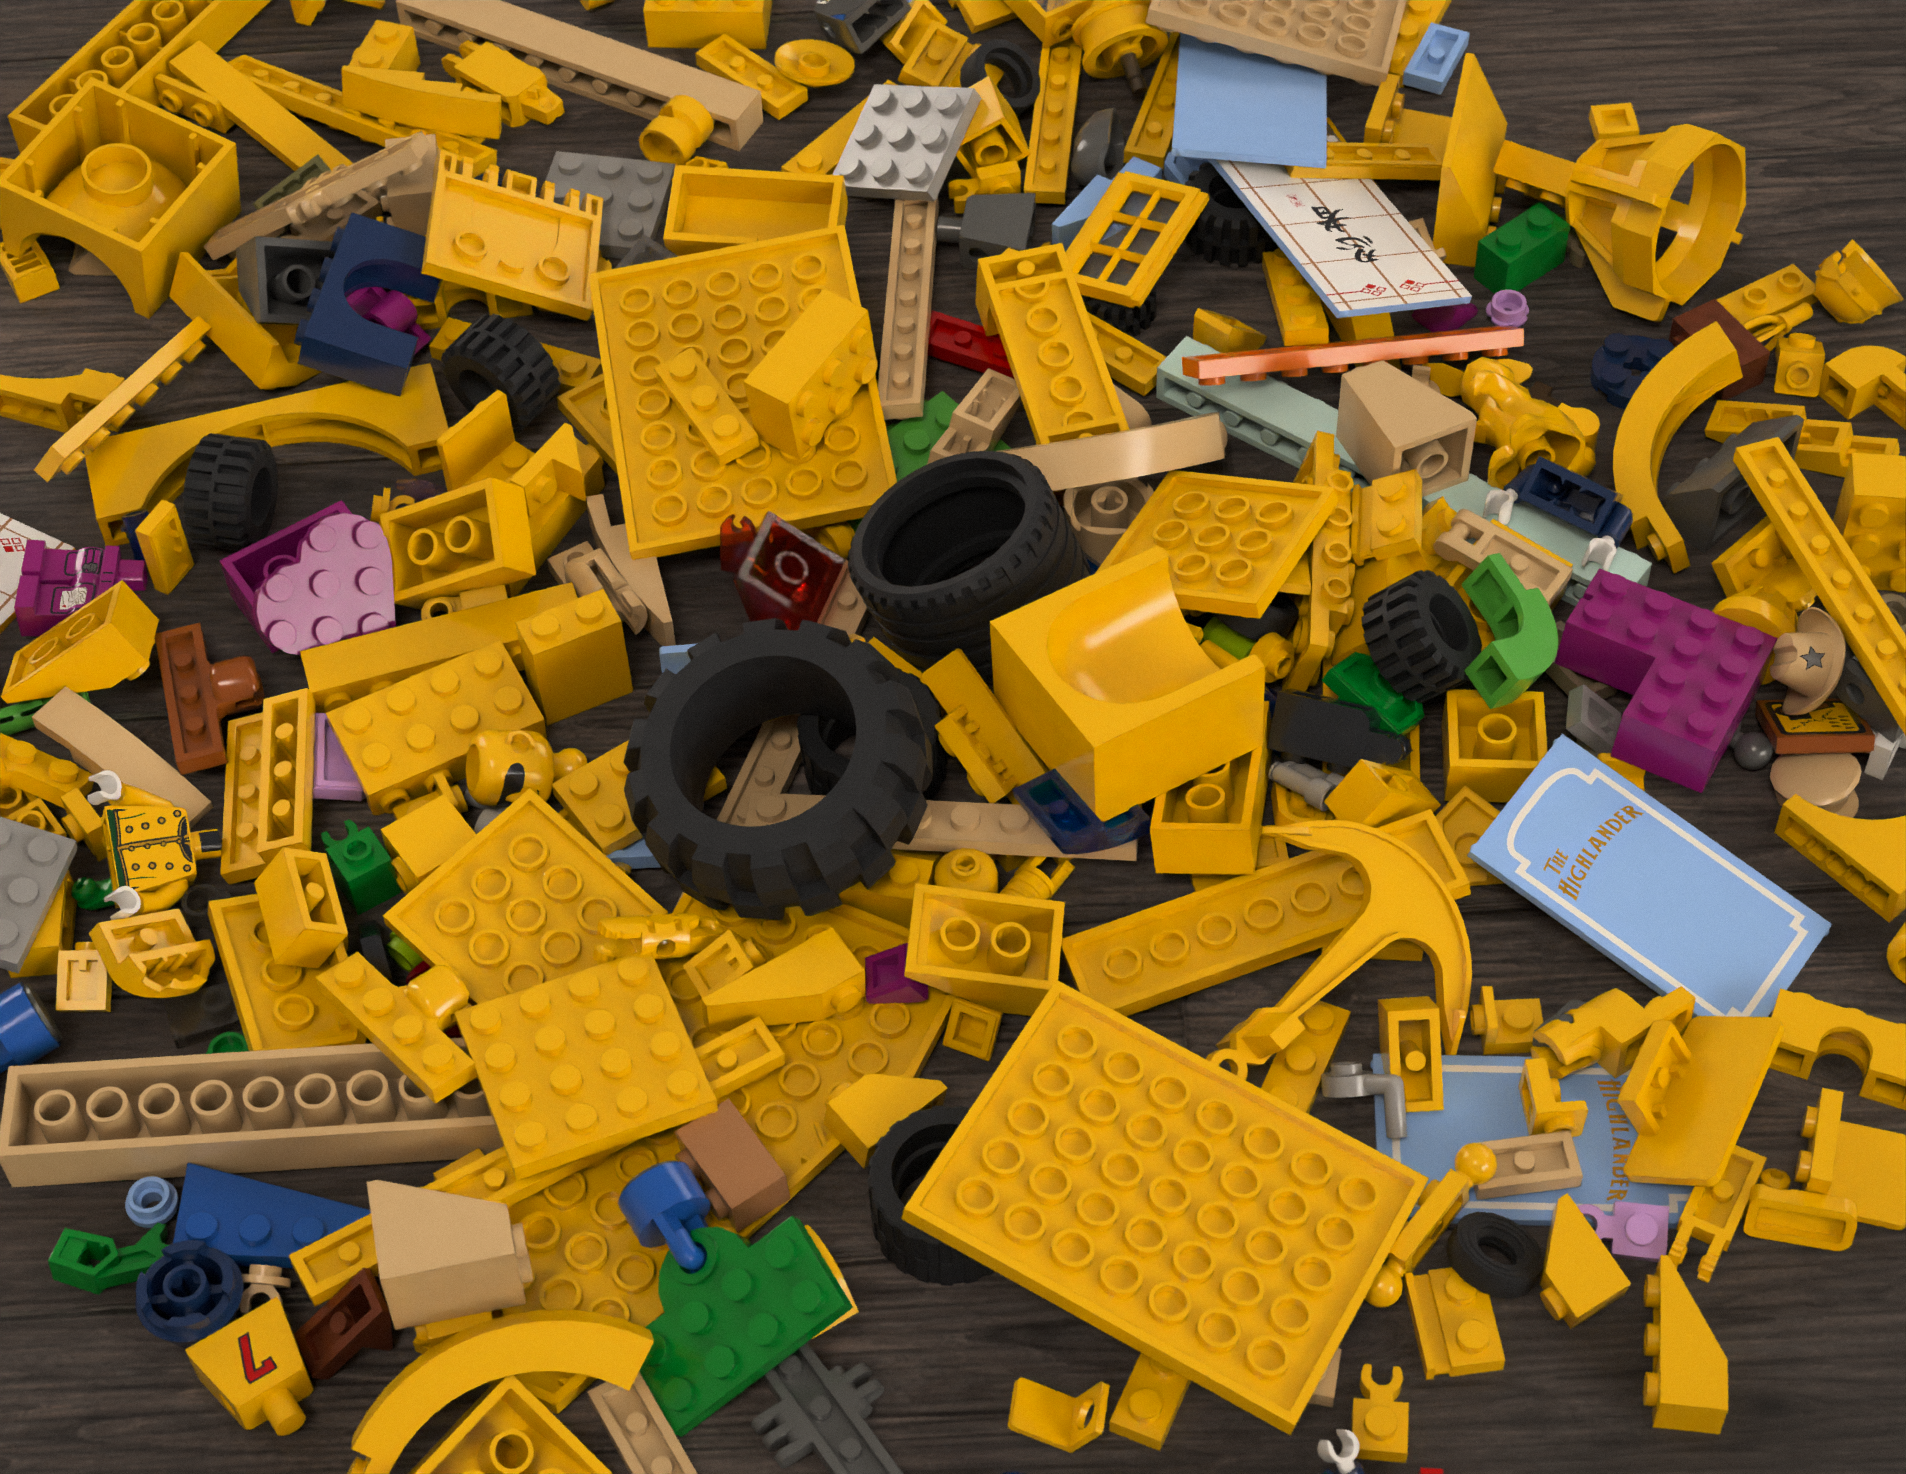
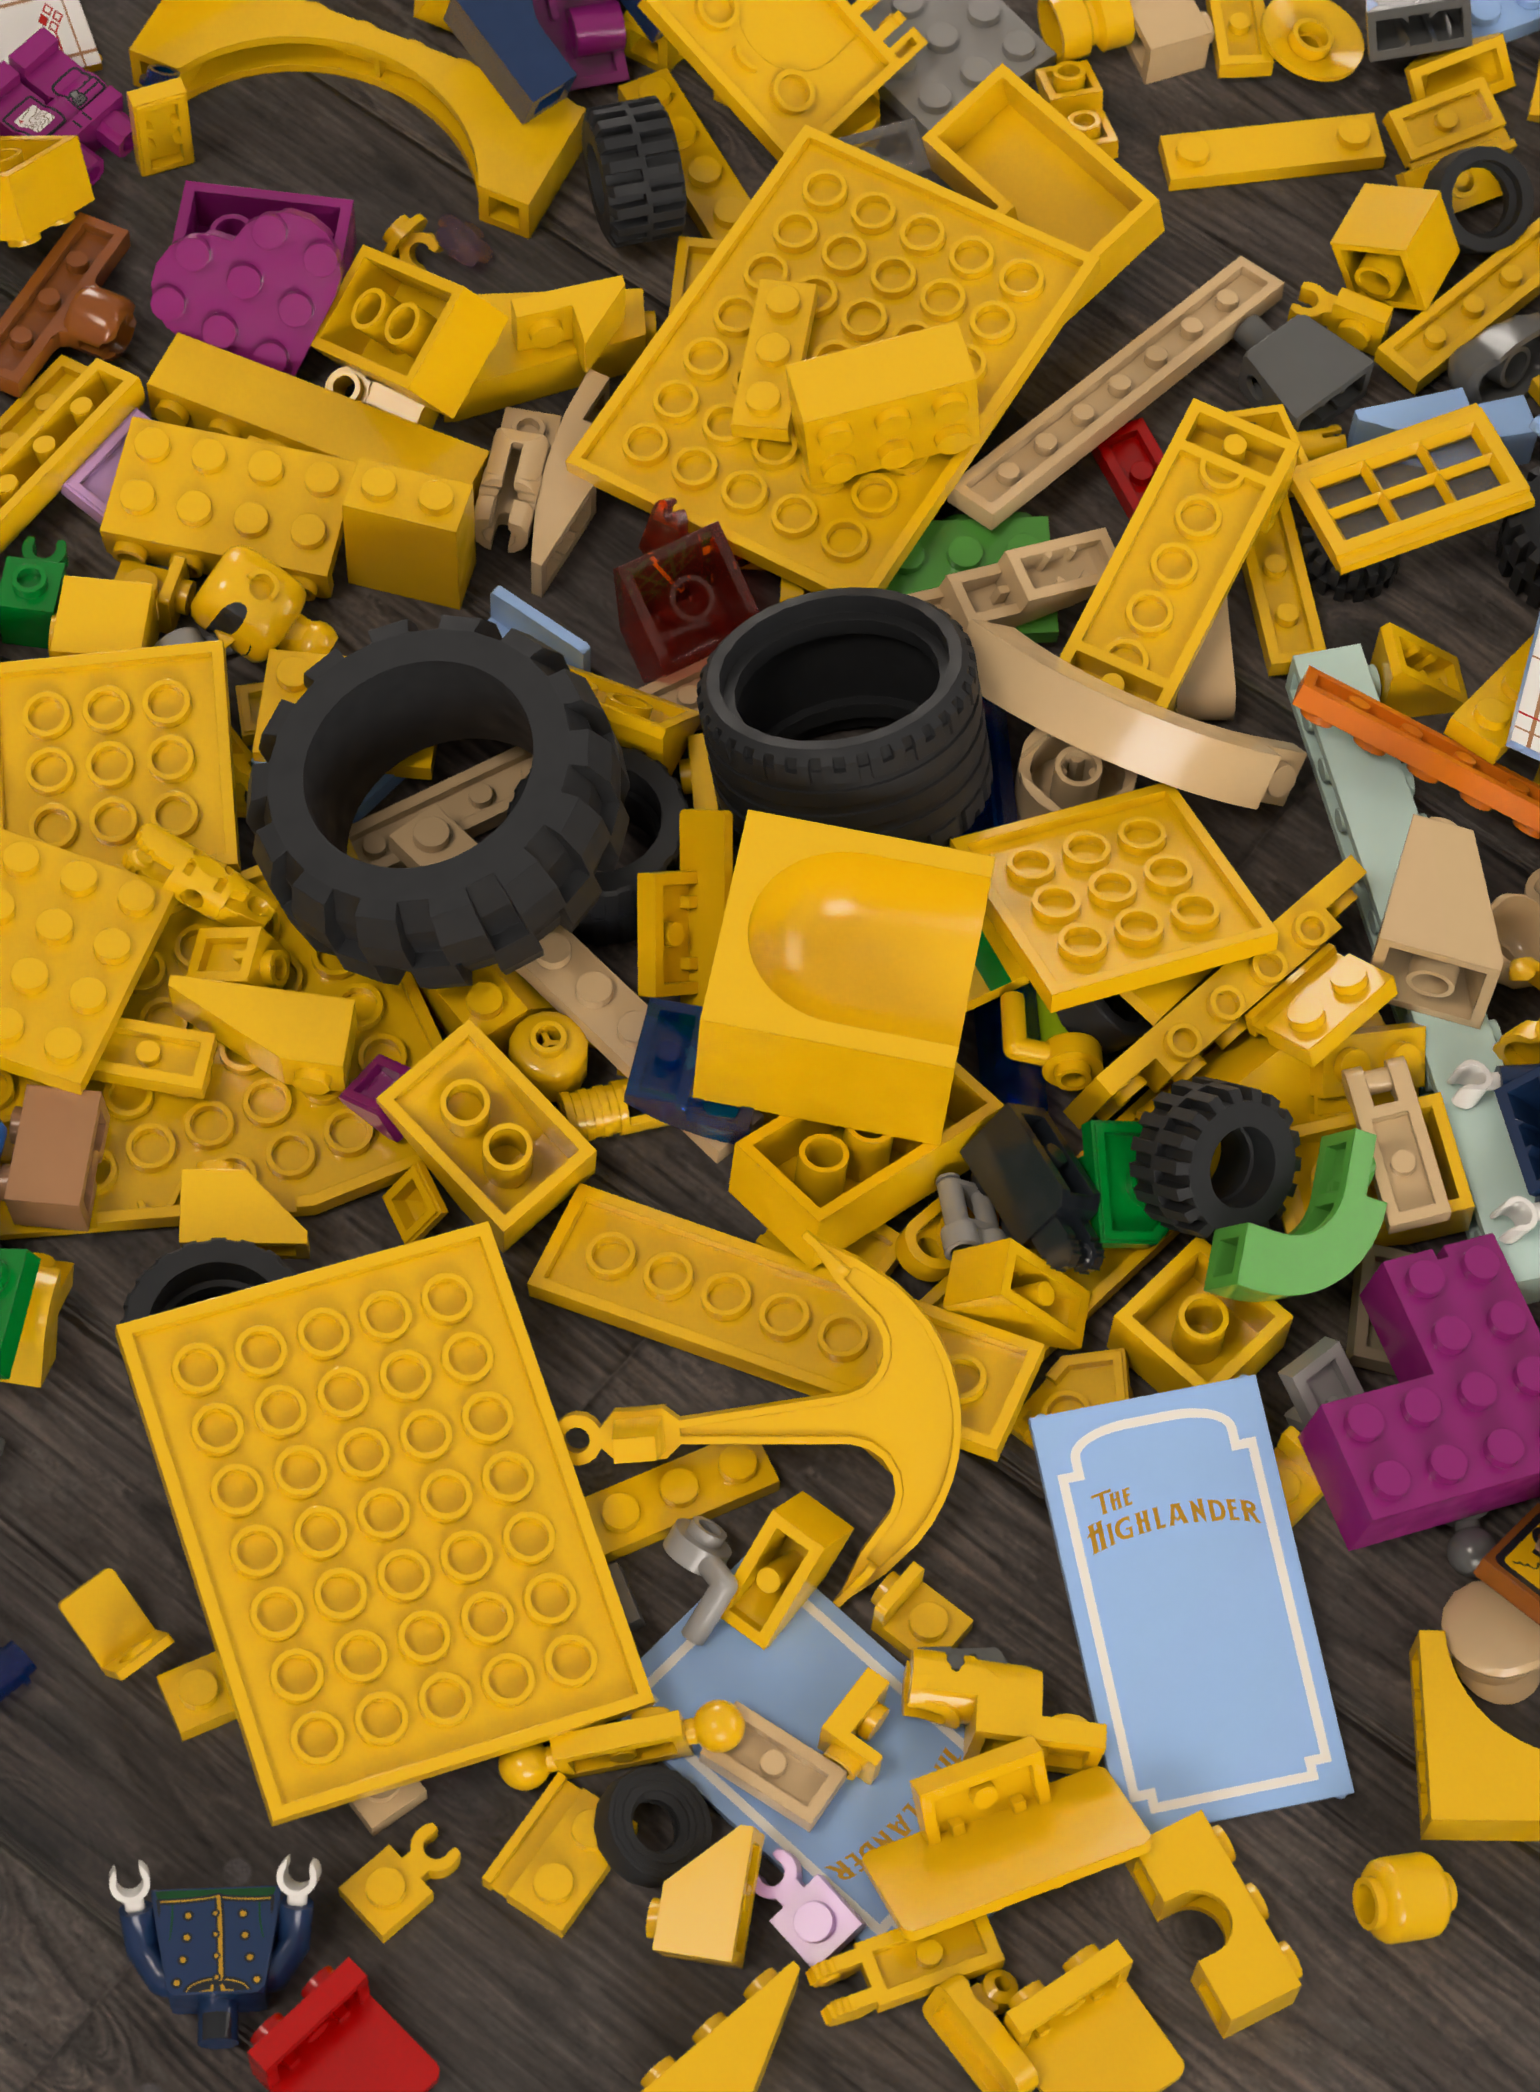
camera: 35 degrees right, 10 degrees up
(230, 492) = (265, 113): black tyre -> none
(481, 445) = (542, 242): yellow bracket -> none
(906, 141) = (1296, 201): light grey plate -> none

